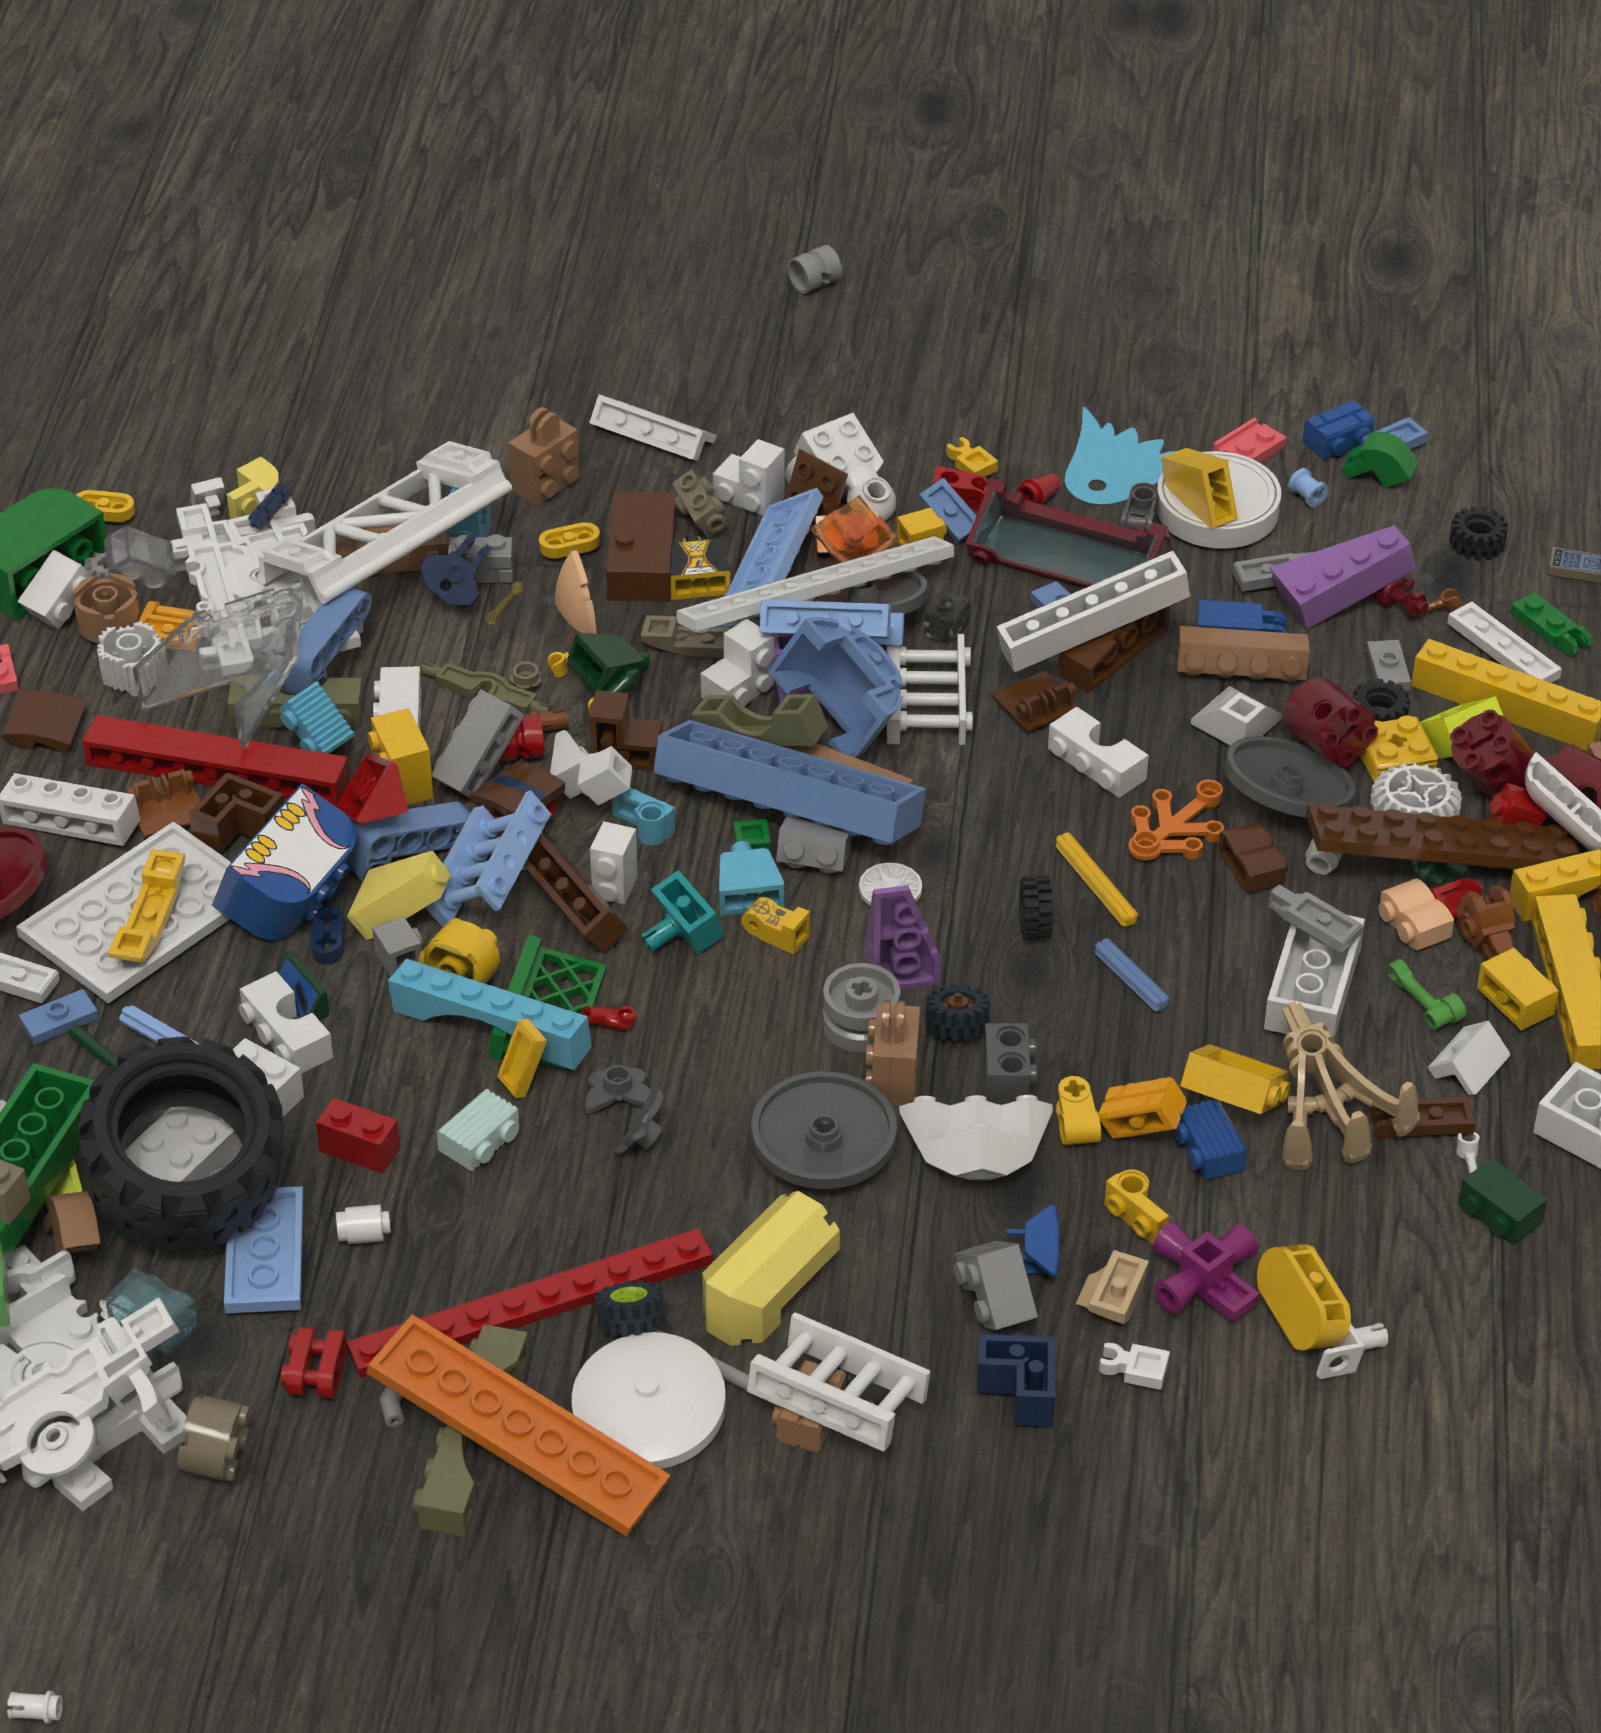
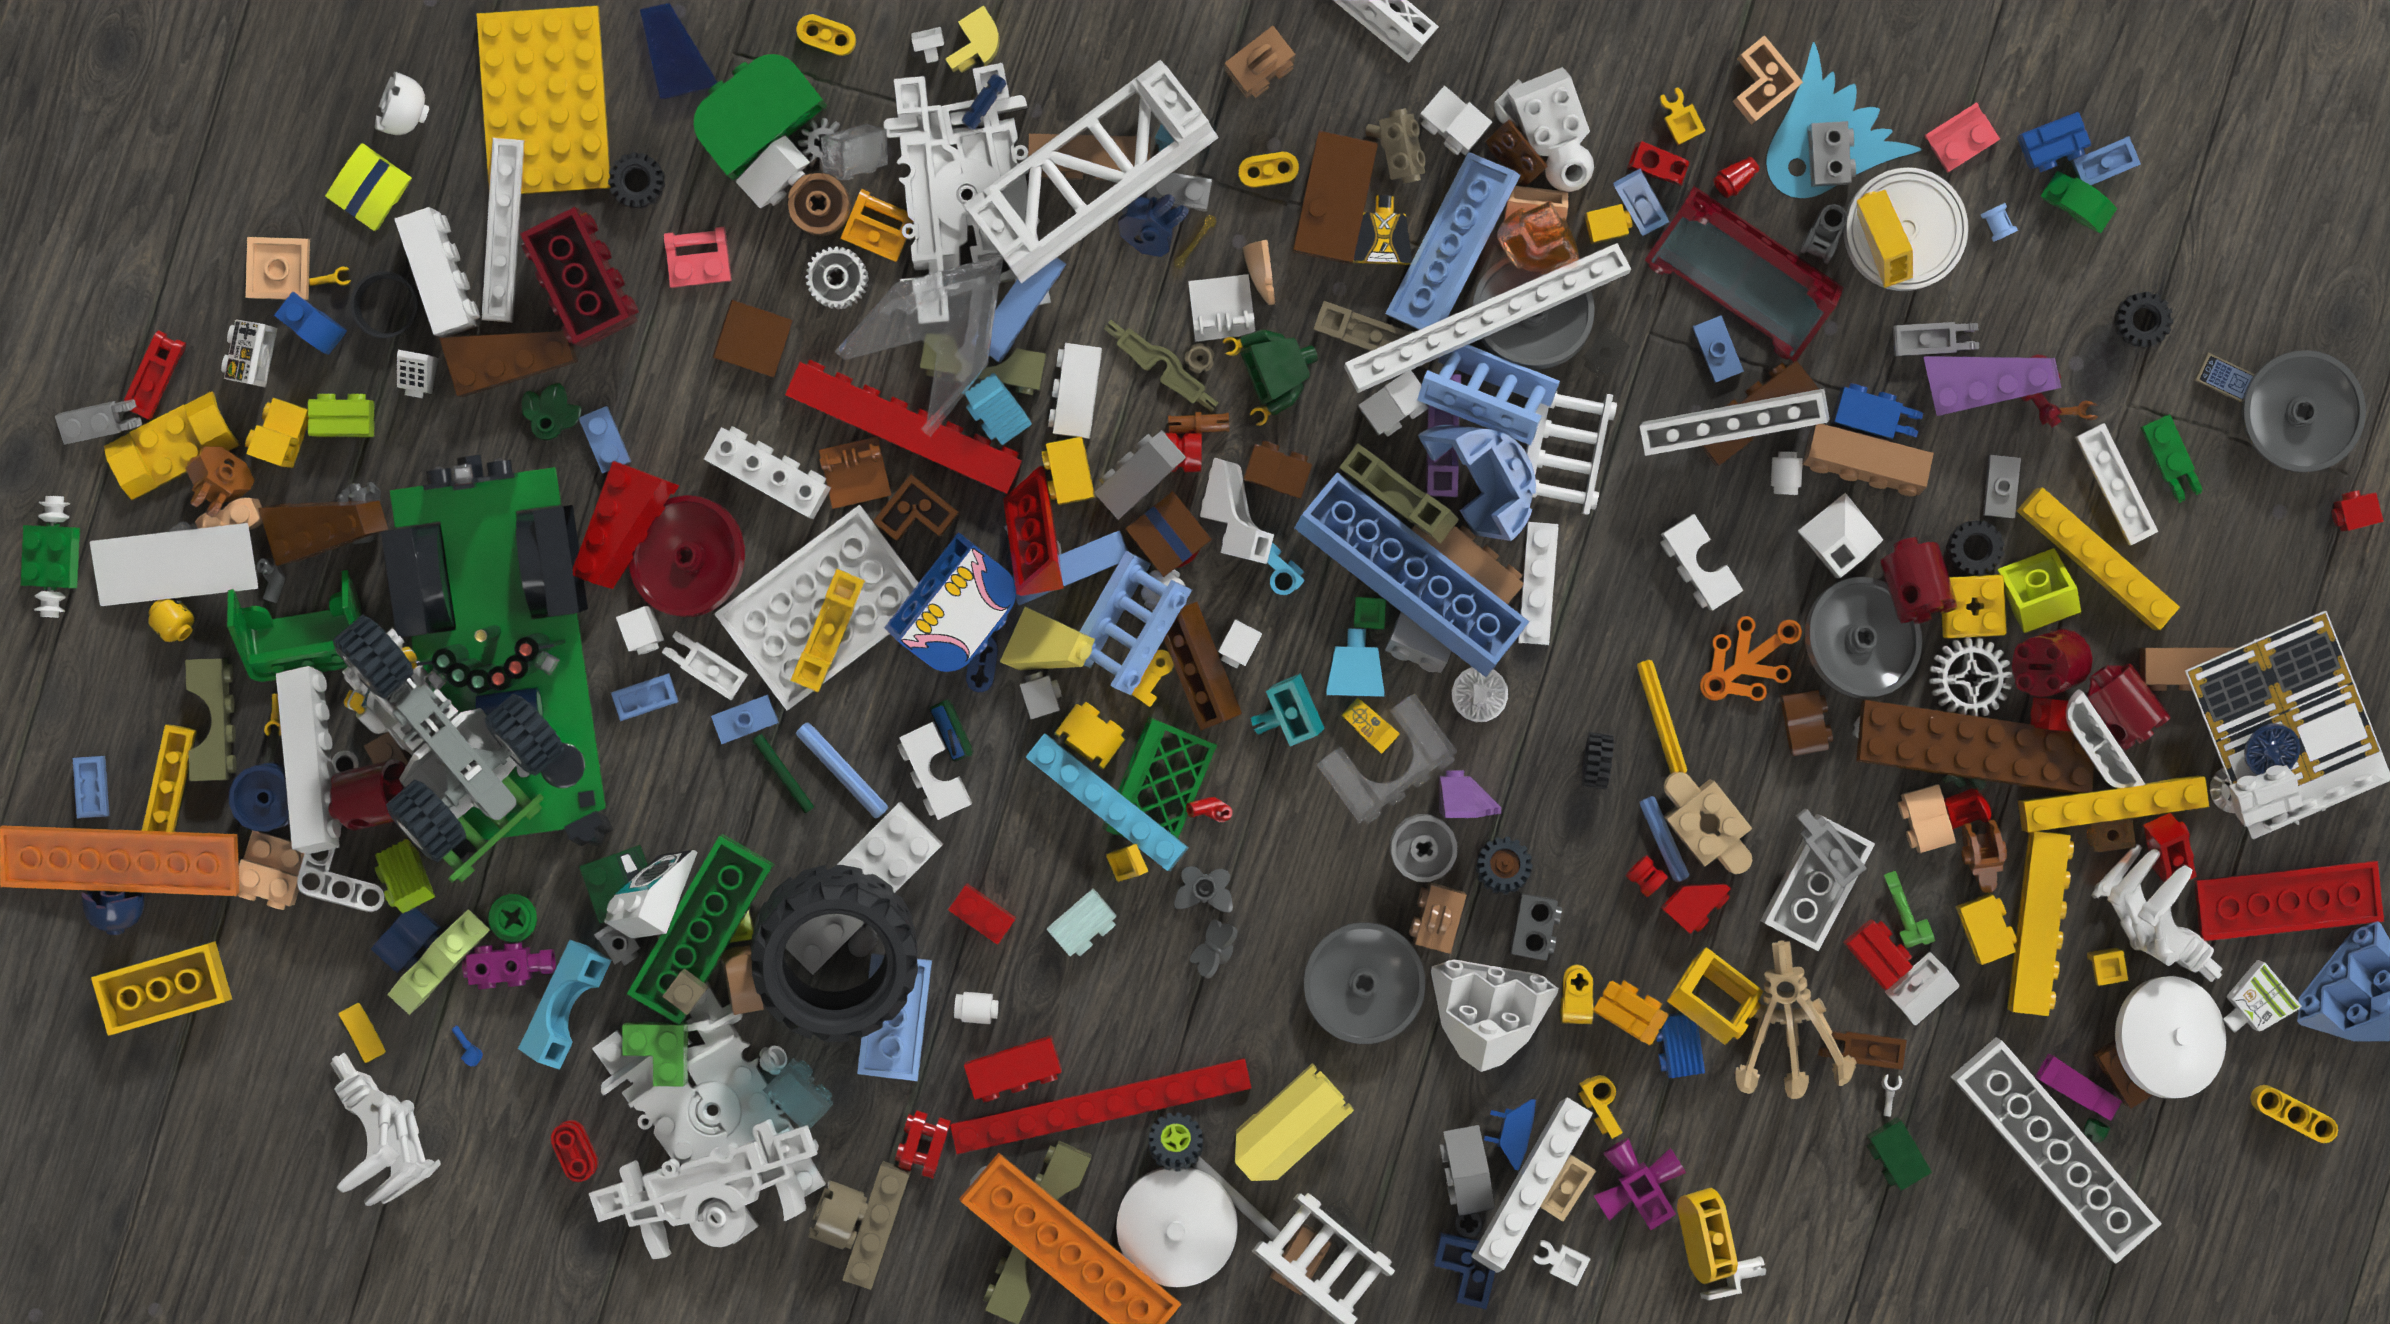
camera: 10 degrees right, 45 degrees up
(265, 1450) = (876, 1225): none -> dark tan brick
(416, 1273) = (1013, 1069): none -> red brick
(518, 916) = (1159, 666): none -> yellow leg
(539, 638) = (1221, 307): none -> white hinge
(788, 978) = (1429, 750): none -> clear arch
(925, 770) = (1538, 582): none -> white plate
(1037, 700) = (1663, 479): reddish brown hinge -> none
(1044, 418) = (1772, 79): none -> light nougat brick
(1074, 1270) = (1532, 1185): none -> white brick
(1122, 1002) = (1641, 871): none -> red wheel
(1124, 460) = (1831, 153): none -> light grey brick
(1163, 678) = (1786, 473): none -> white brick
(1175, 945) = (1707, 822): none -> tan brick
(1183, 1016) = (1693, 903): none -> red slope
(1407, 1031) = (1879, 954): none -> red brick

